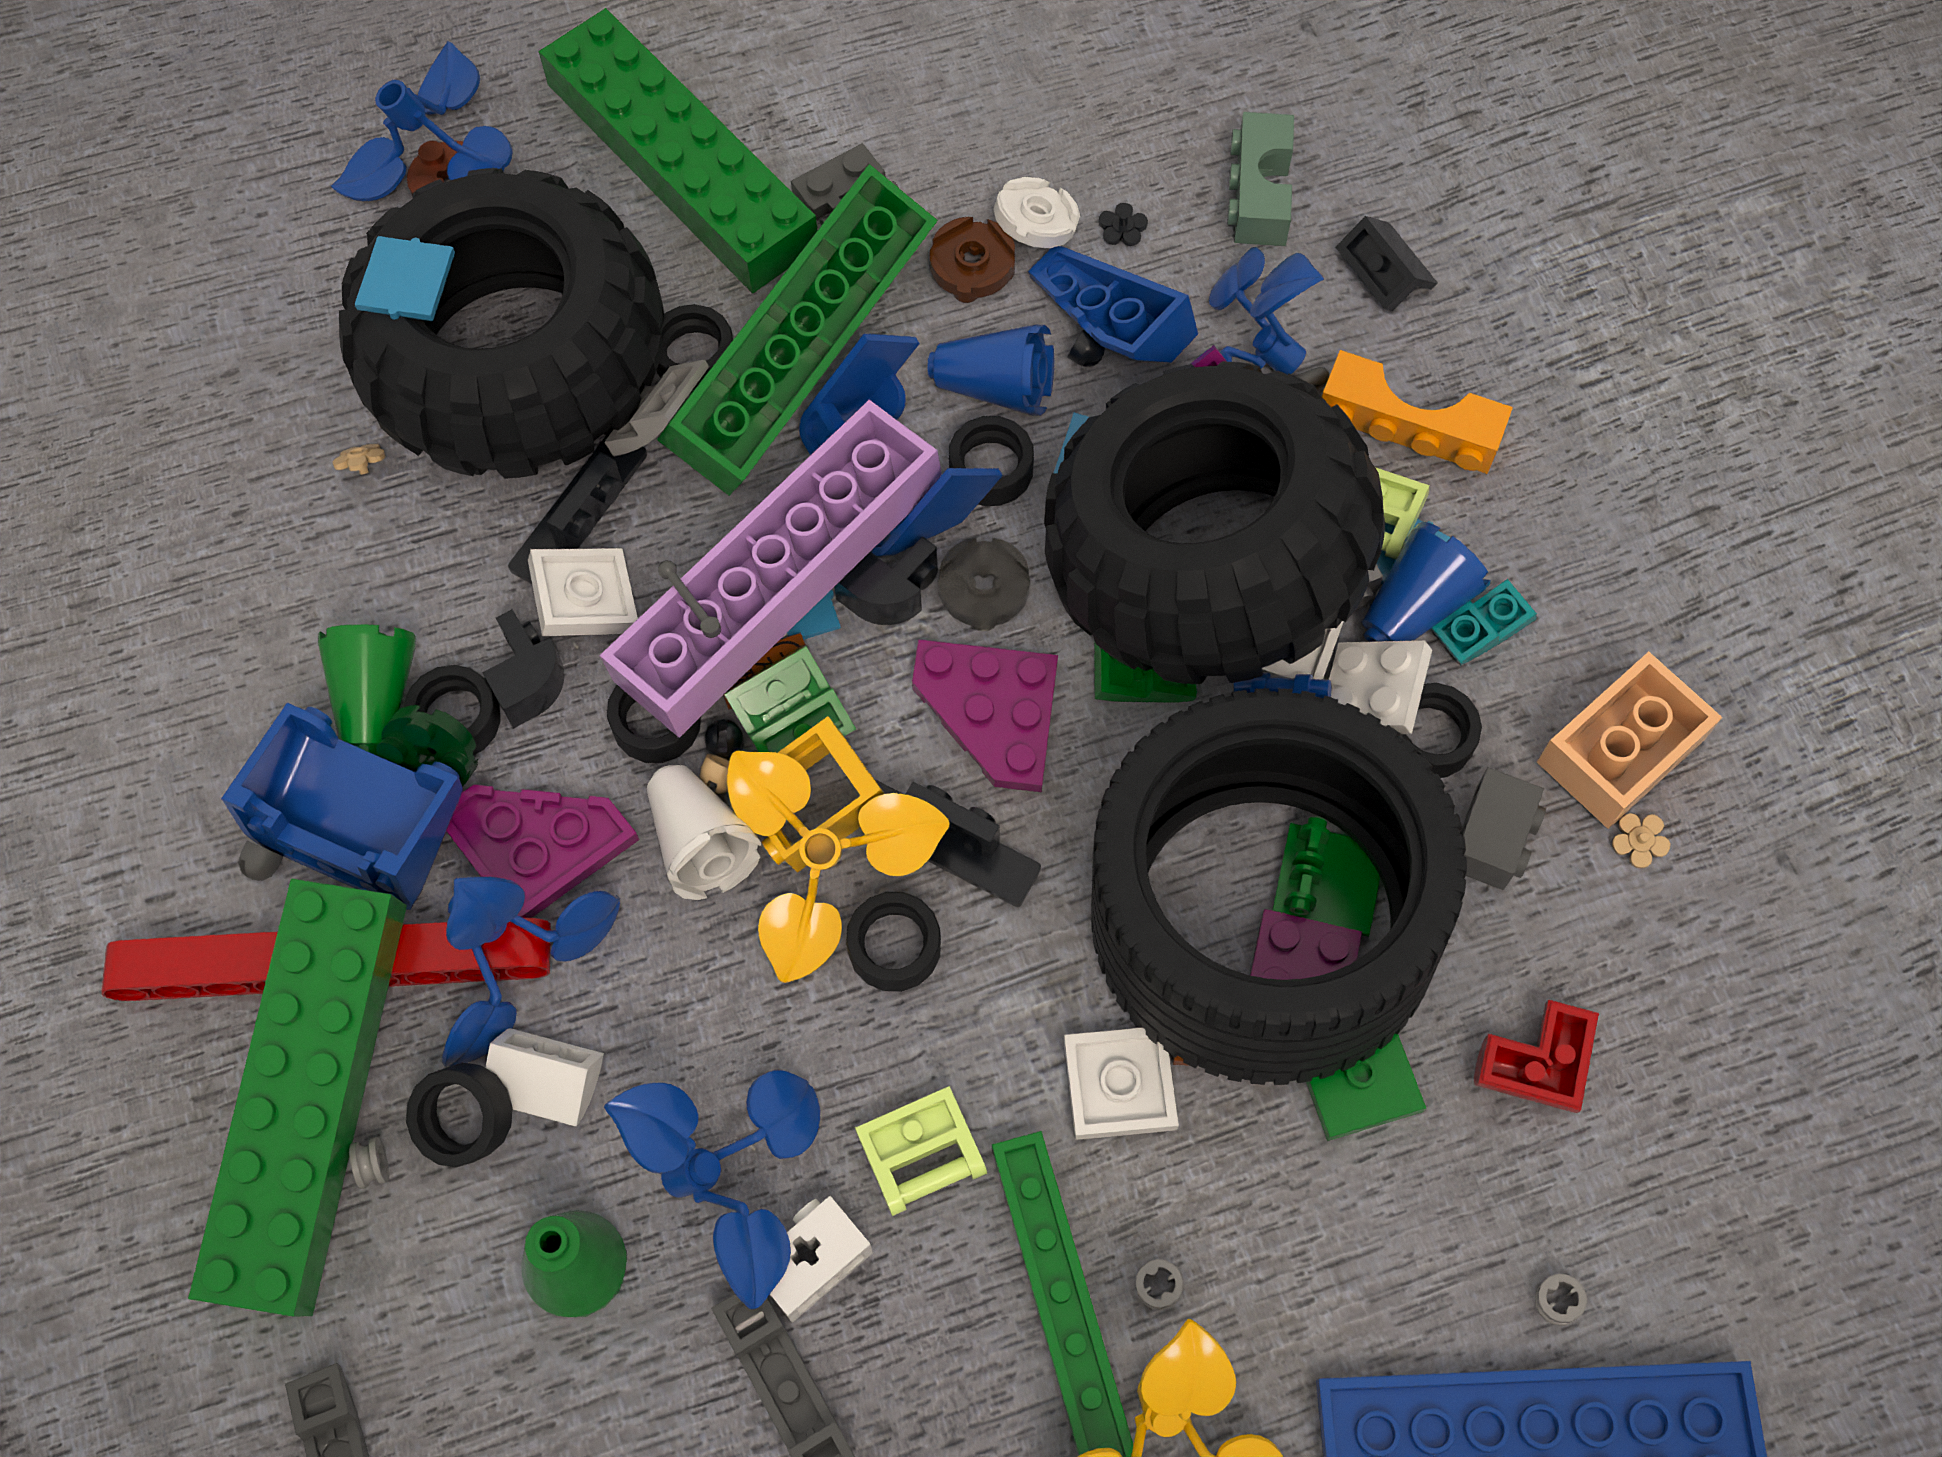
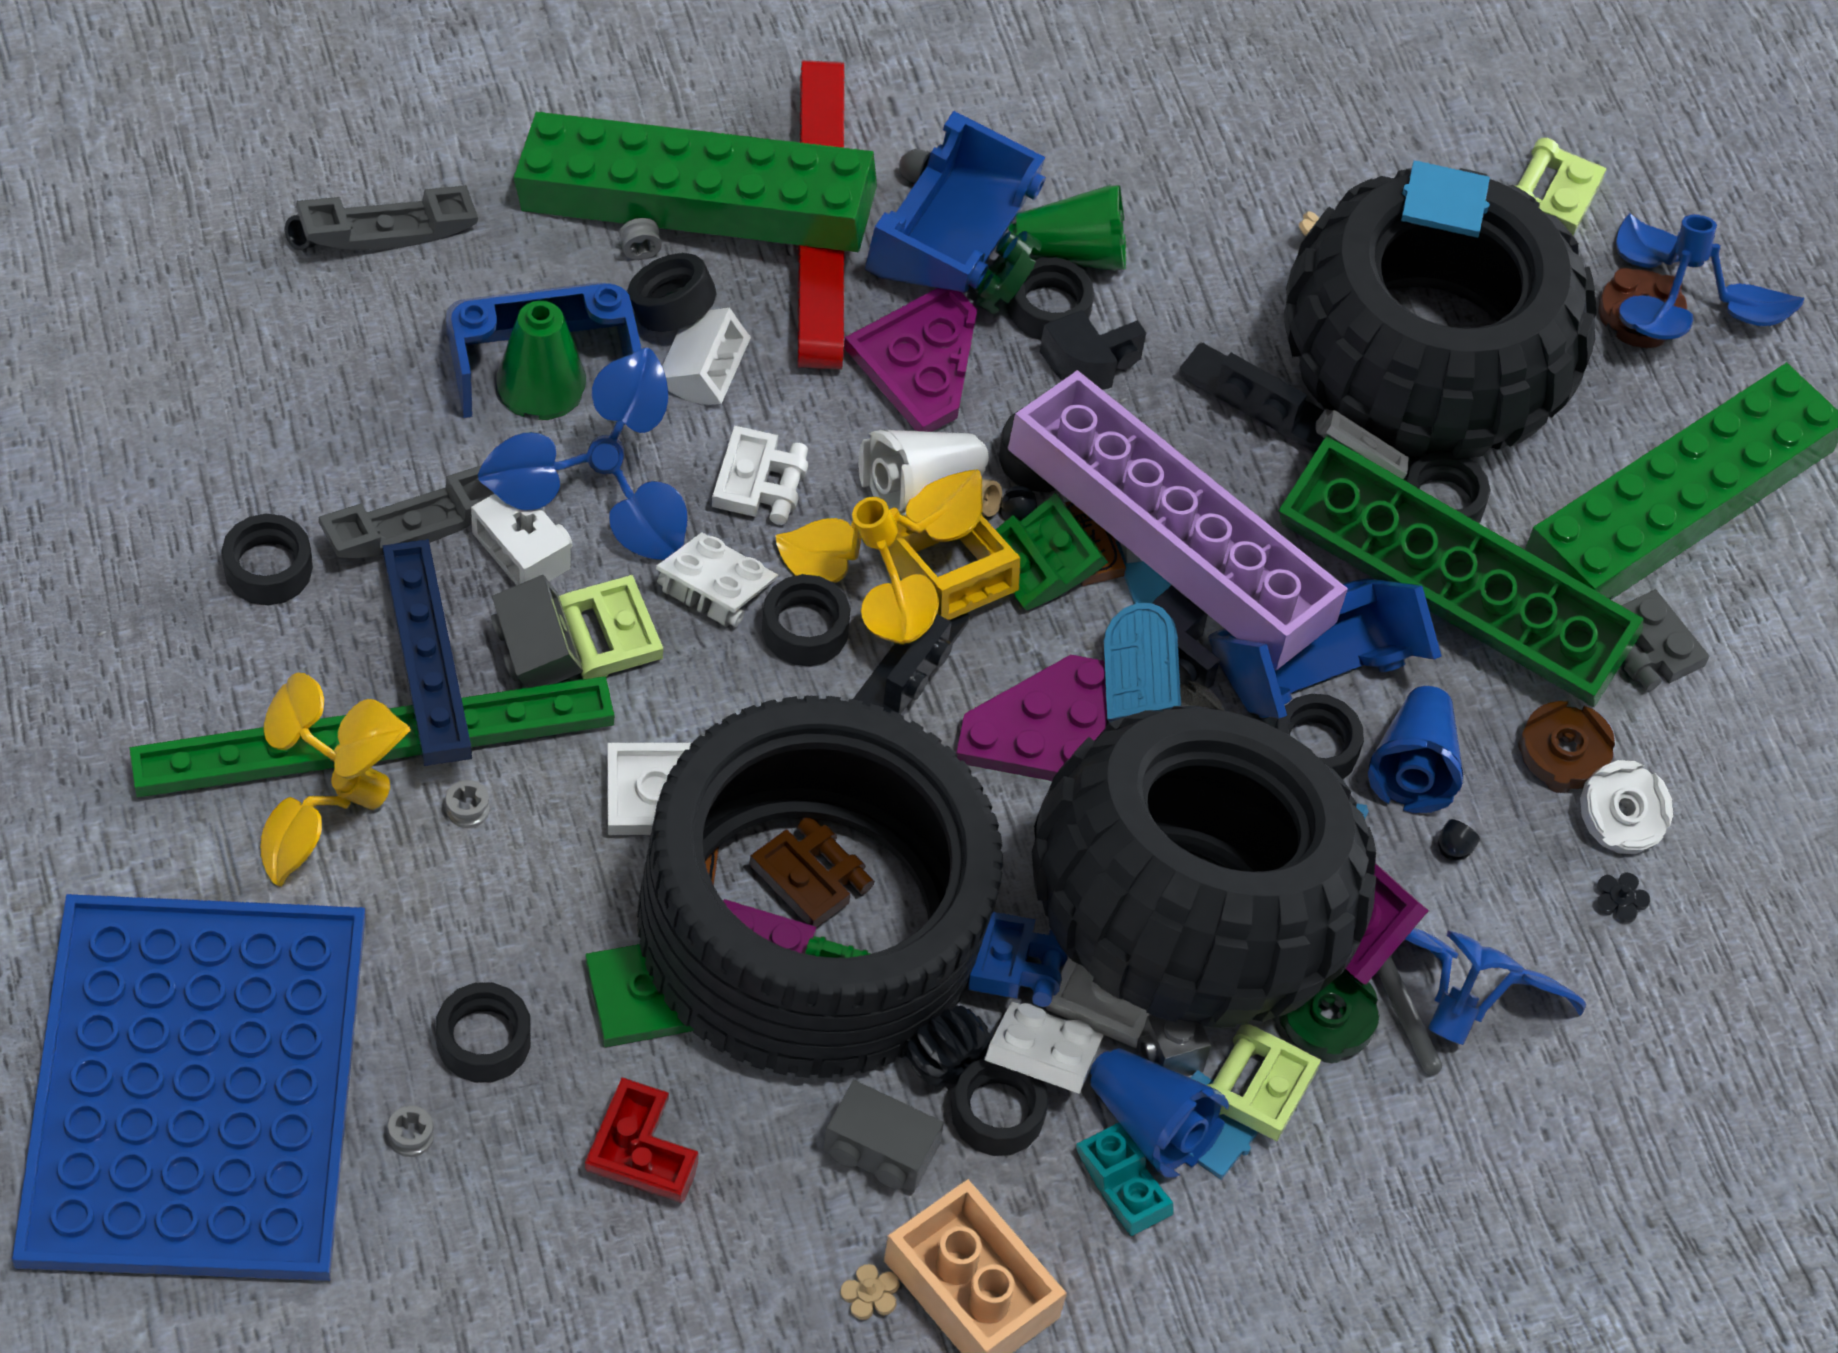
camera: 85 degrees right, 10 degrees down
(299, 235) = (1572, 186): none -> yellowish green plate
(480, 916) = (825, 265): blue plant -> none
(492, 1341) = (494, 317): none -> blue windscreen
(582, 591) = (1170, 389): white plate -> none
(701, 1017) = (745, 473): none -> white plate
(709, 625) = (1099, 447): dark grey hinge -> none
(842, 1039) = (716, 575): none -> white hinge
(932, 607) = (1141, 661): none -> dark azure window
(949, 1226) = (535, 633): none -> dark grey brick
(985, 1347) = (427, 653): none -> dark blue plate
(1118, 306) = (1493, 867): blue wedge -> none
(1218, 918) = (802, 879): none -> reddish brown plate
(1260, 206) = (1724, 1031): sand green arch -> none
(1384, 262) = (1583, 1150): black panel -> none
(1460, 433) = (1359, 1188): light orange arch -> none
(1473, 1211) = (476, 998): none -> black tyre

